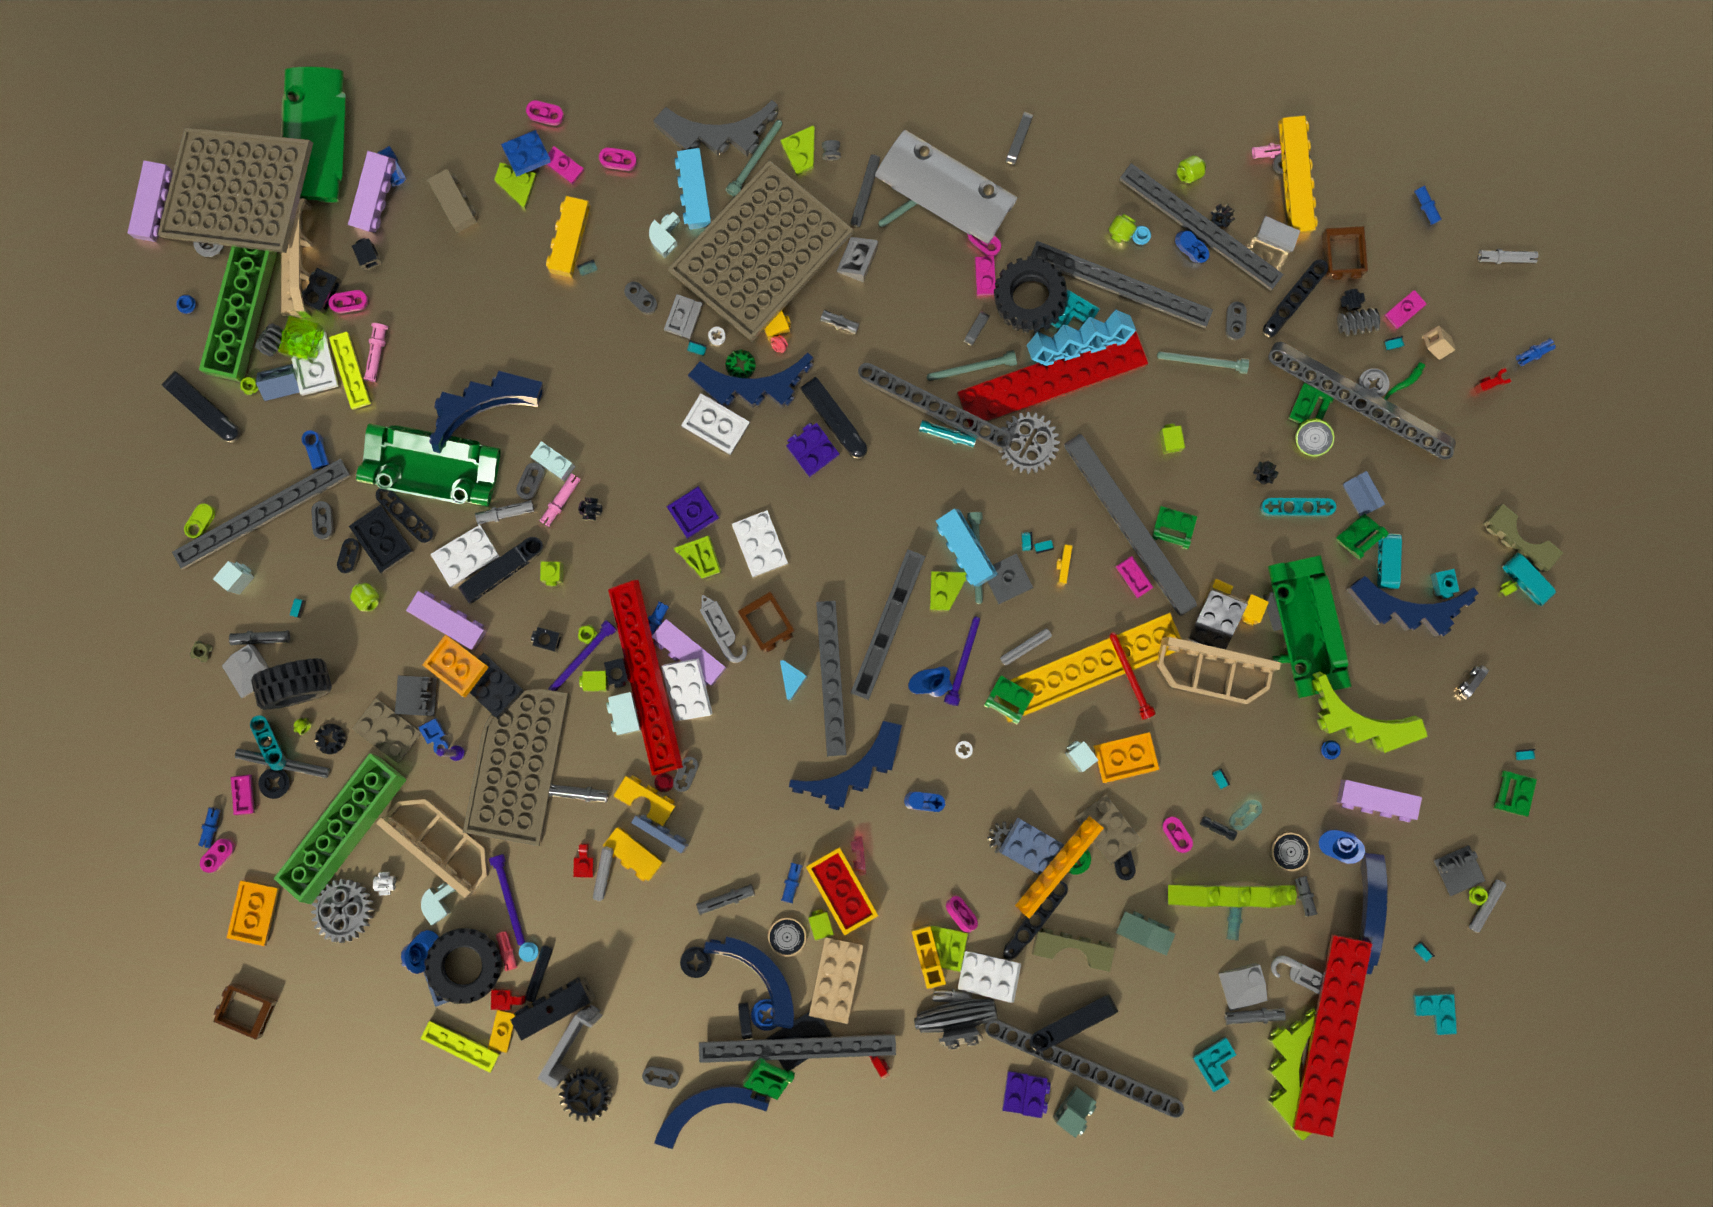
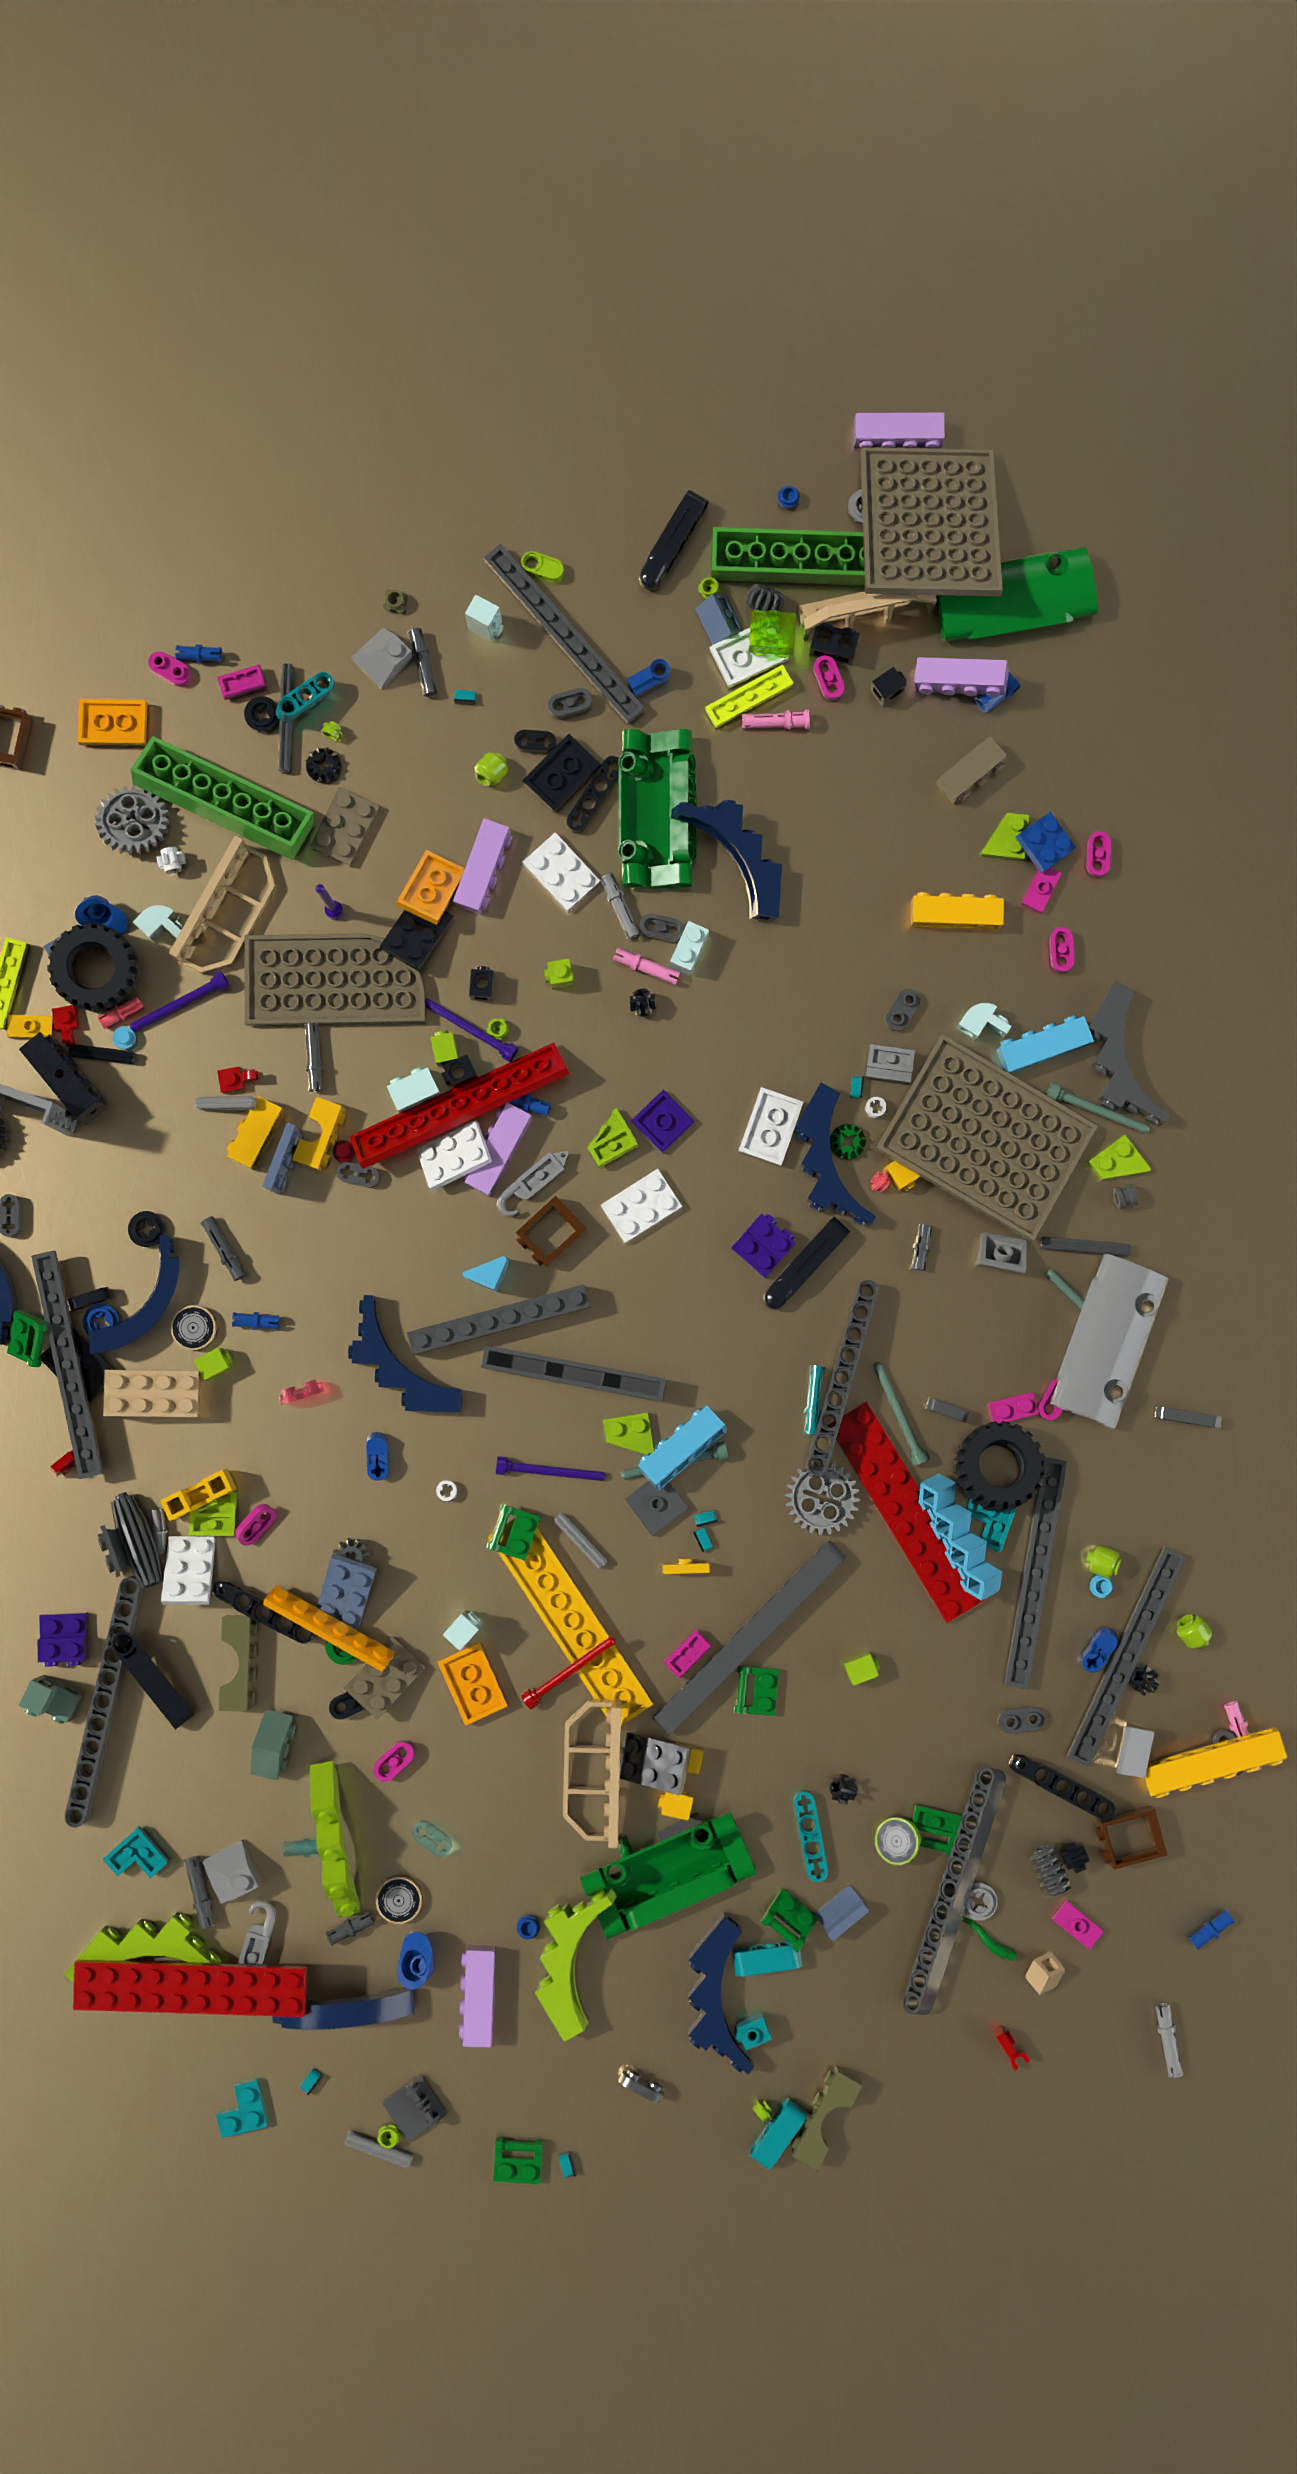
camera: 80 degrees right, 0 degrees up
(291, 683) = (373, 707): black tyre -> none
(415, 695) = (390, 850): dark grey hinge -> none
(433, 732) = (351, 879): blue plate -> none
(501, 569) = (553, 916): black piece -> none
(587, 267) = (925, 941): clear light blue piece -> none
(842, 891) = (256, 1380): red brick -> none
(931, 681) = (518, 1437): blue piece -> none
(1218, 828) = (410, 1809): black axle -> none
(1220, 778) = (469, 1801): teal piece -> none
(1239, 365) = (967, 1734): sand green piece -> none
(1393, 343) = (1034, 1918): teal piece -> none
(1535, 352) = (1057, 2094): blue pin -> none

